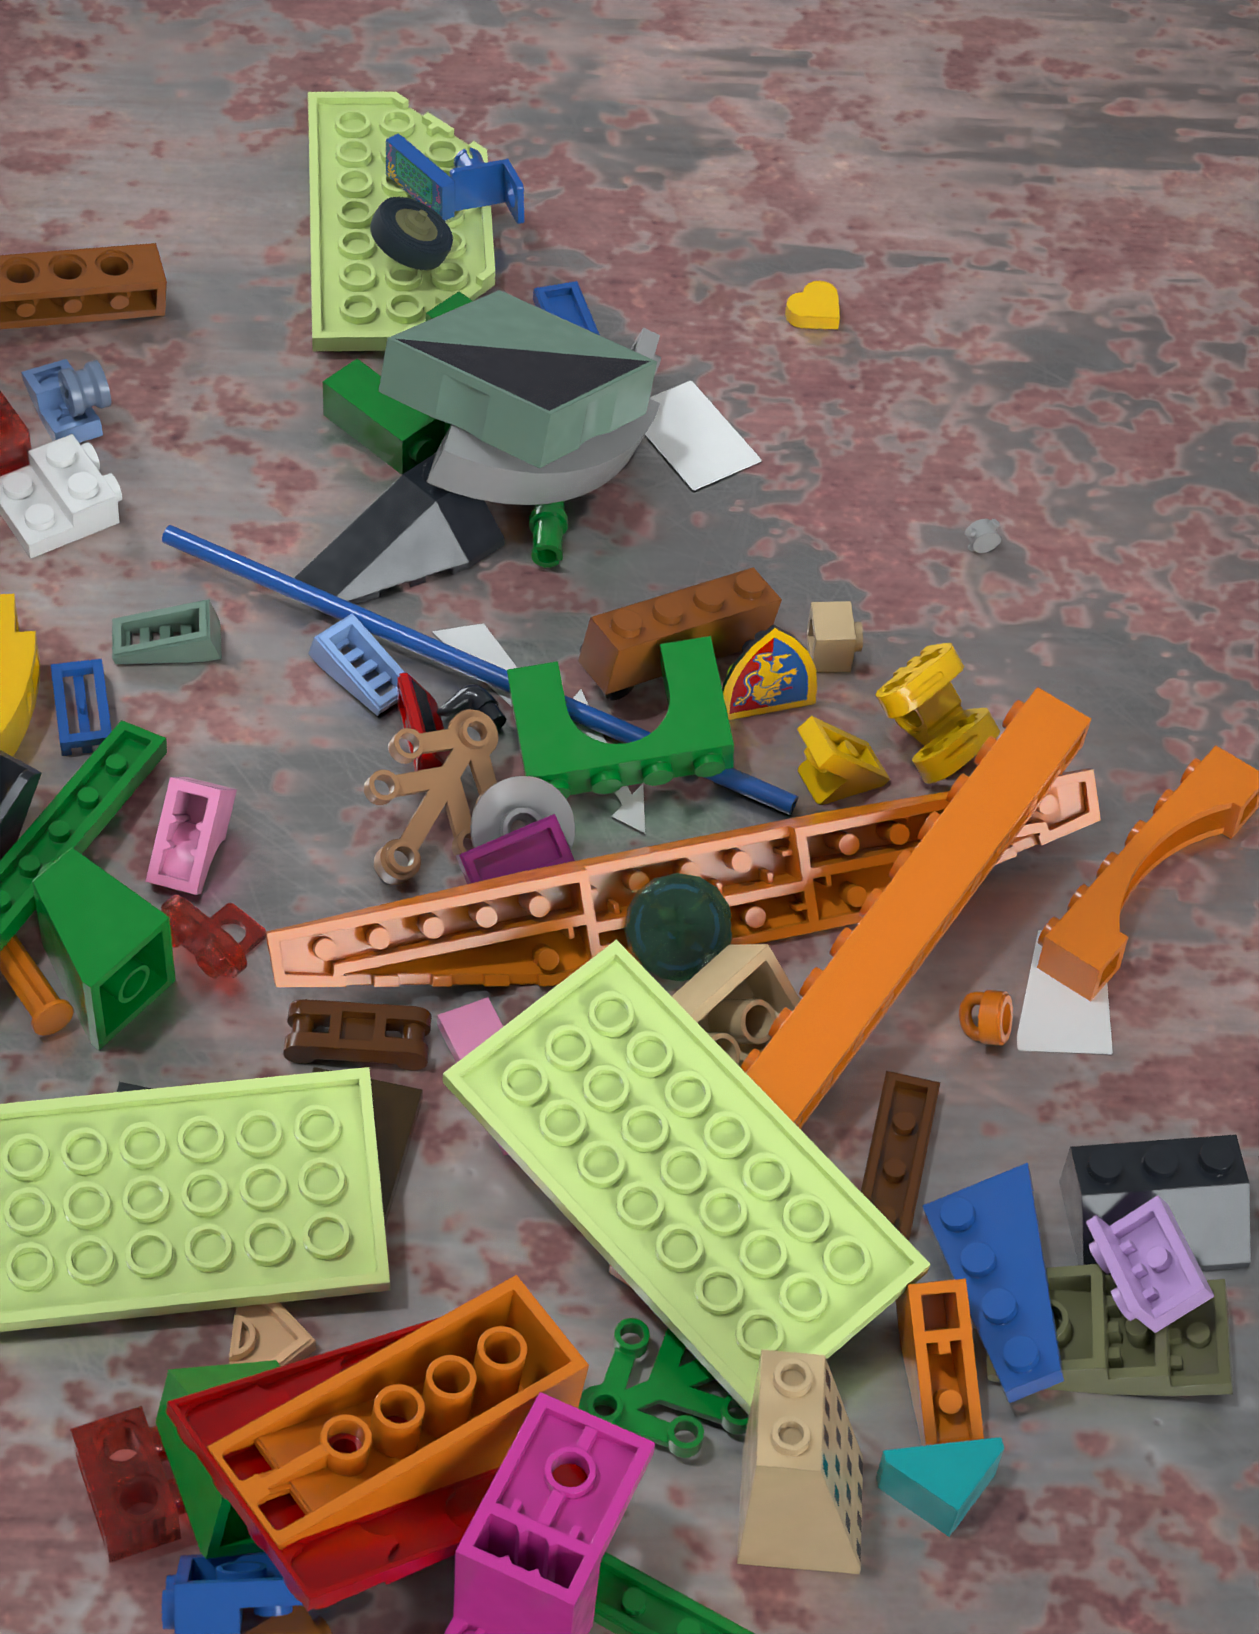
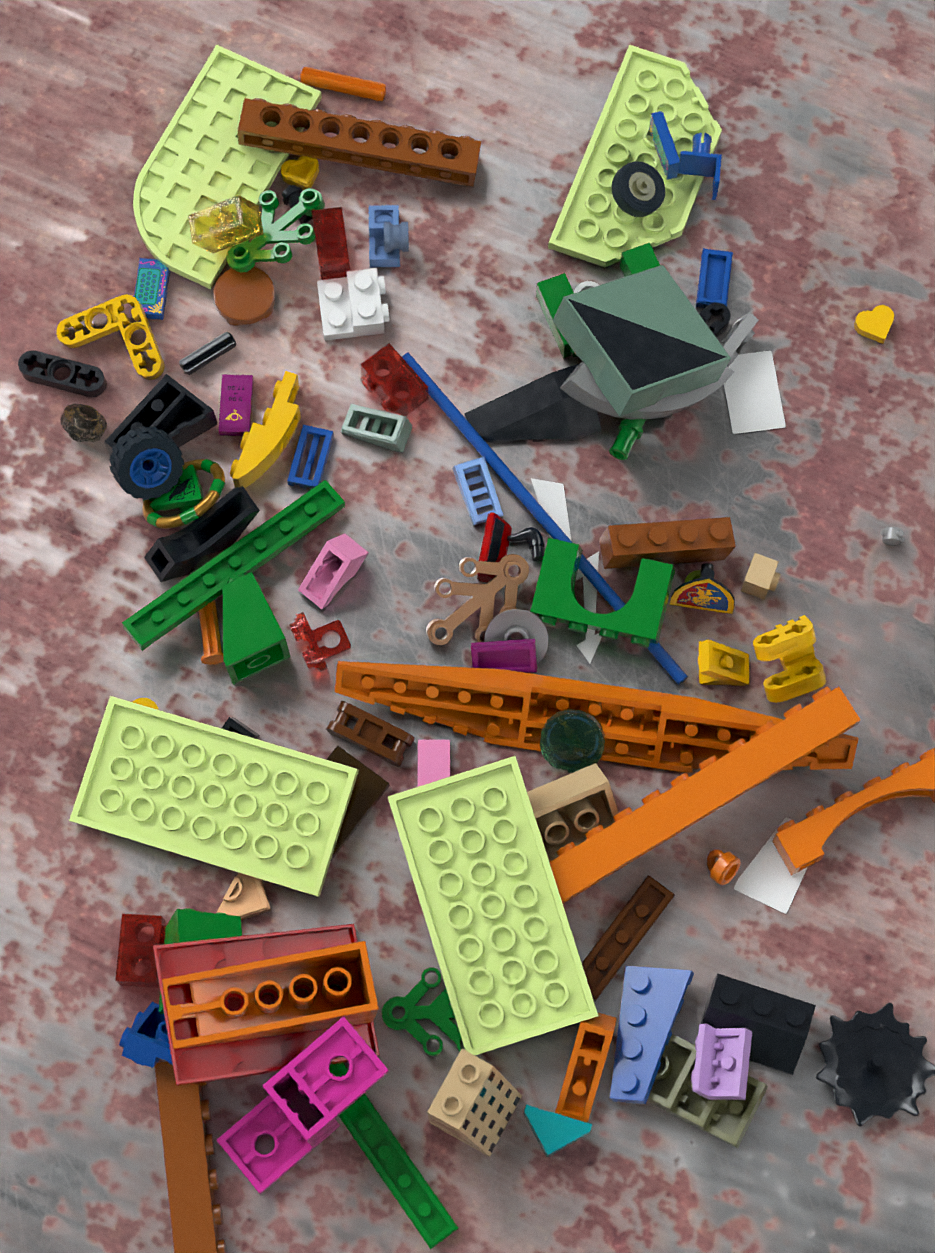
camera: 30 degrees right, 20 degrees up
(165, 565) = (399, 379): none -> clear red brick

